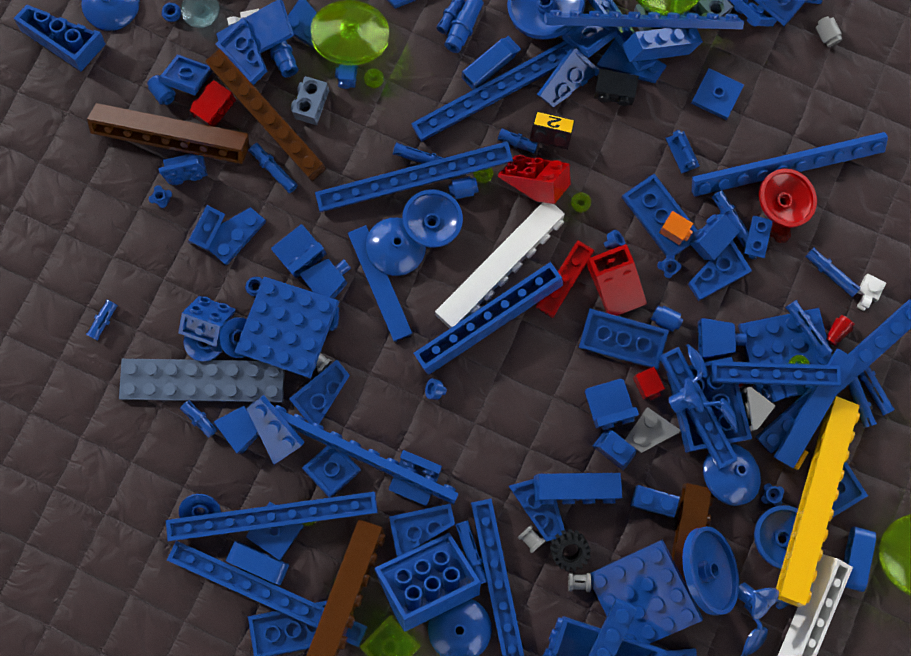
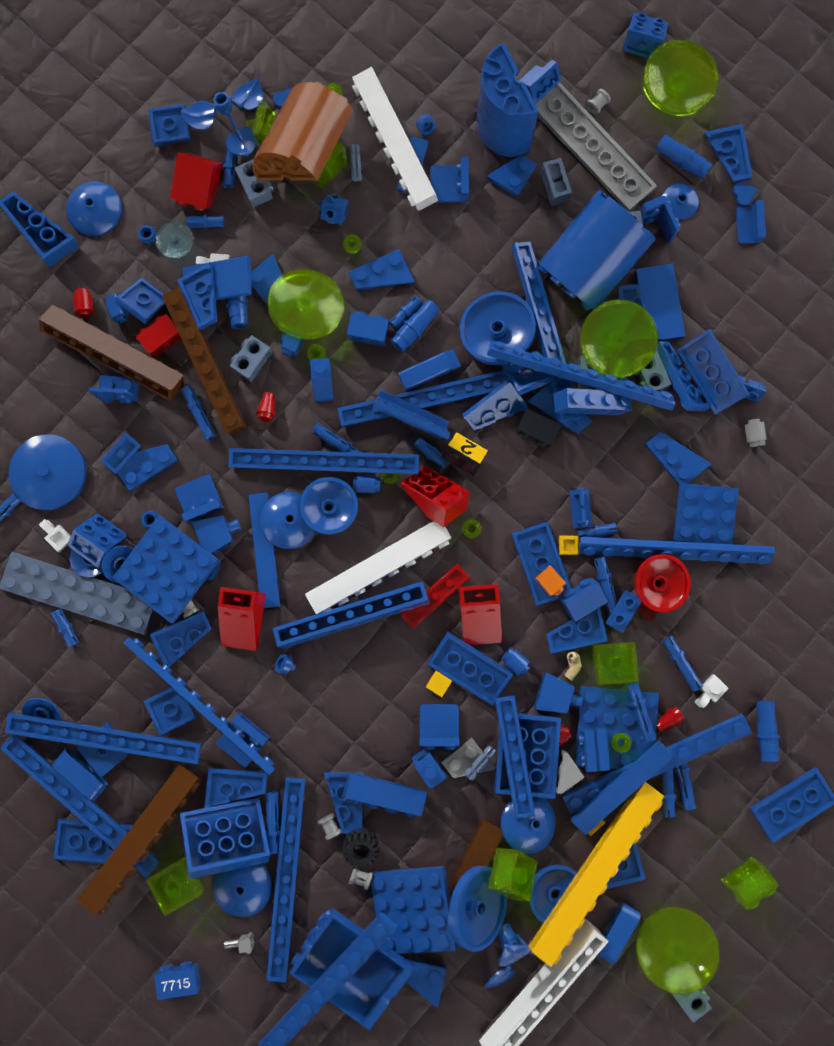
camera: 15 degrees right, 5 degrees up
(125, 94) = (83, 303): none -> red brick
(136, 270) = (47, 472): none -> blue dish
(161, 202) = (83, 410): blue plate -> none
(164, 329) = (56, 537): none -> white plate
(238, 429) = (100, 648): blue torso -> none
(274, 430) = (126, 661): blue wing -> none
(340, 143) = (266, 409): none -> red cone
(376, 354) = (240, 618): none -> red slope
(387, 100) = (321, 379): none -> blue slope
(418, 39) = (368, 328): none -> blue brick
(488, 108) = (411, 414): none -> blue fence
(596, 363) = (438, 683): none -> yellow tile
(614, 239) = (491, 575): blue tile -> none
(649, 384) = (480, 718): red brick -> none
(654, 501) = (450, 826): blue brick -> none
(663, 265) = (533, 618): blue plate -> none
(664, 428) = (479, 764): none -> sand blue axle
(682, 191) = (568, 545): none -> yellow tile
(689, 397) = (503, 749): blue plant -> none
(709, 167) = (599, 531): none -> blue pin
(717, 94) = (631, 462): blue plate -> none
(726, 305) = (574, 664): none -> tan arm
(734, 527) = (512, 874): none -> clear neon green brick
(761, 79) = (676, 459): none -> blue wing
(766, 289) = (615, 663): none -> clear neon green brick
(776, 374) = (595, 747): blue tile -> none
(778, 492) = (561, 857): blue plate -> none
(806, 120) = (705, 514): none -> blue plate

